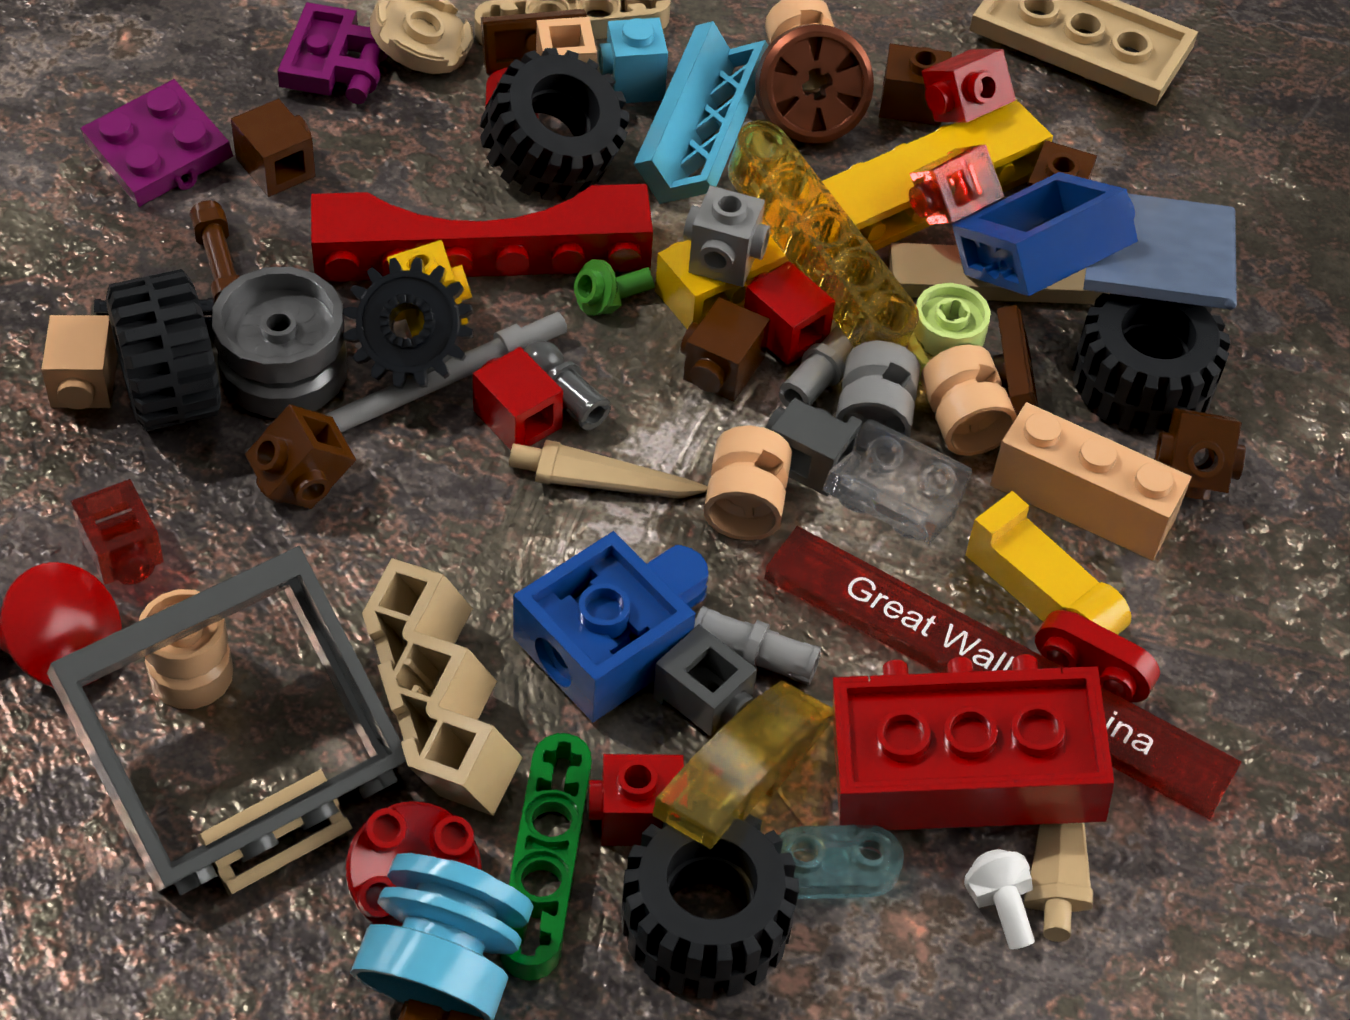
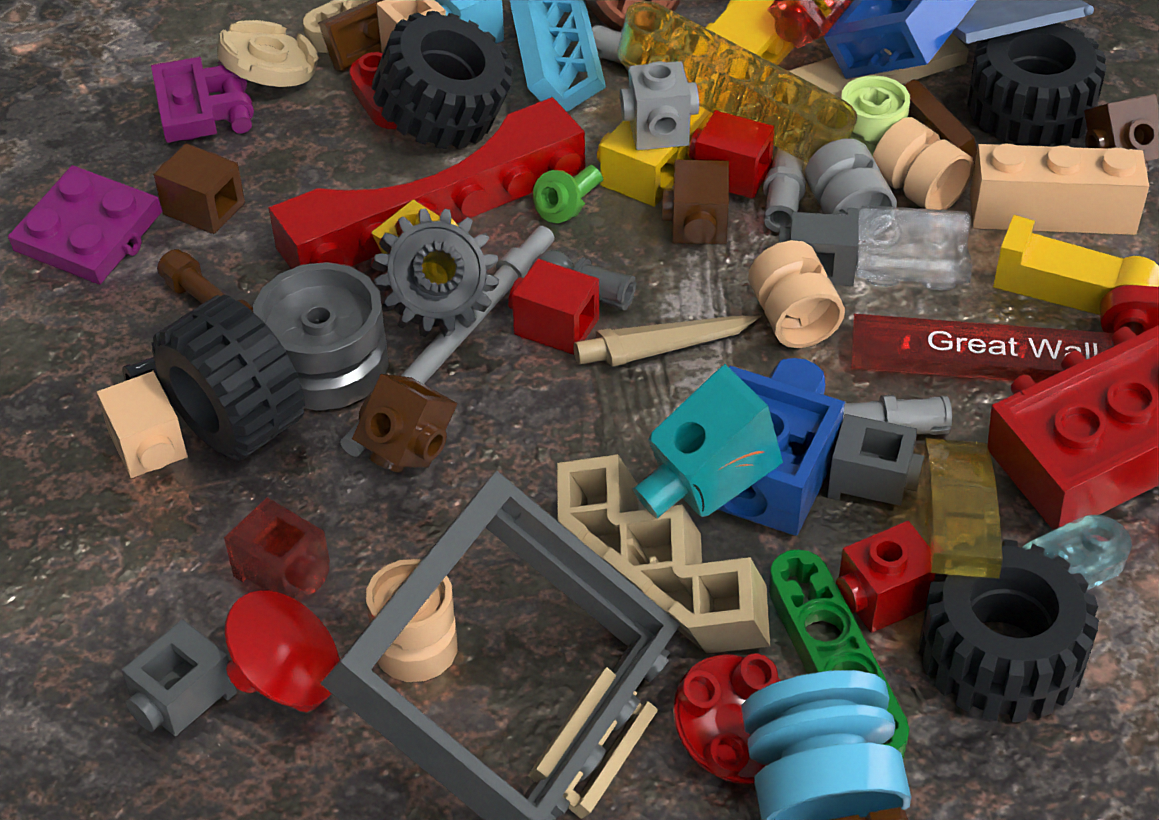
camera: 20 degrees left, 5 degrees down
(514, 607) = (710, 447): none -> teal torso

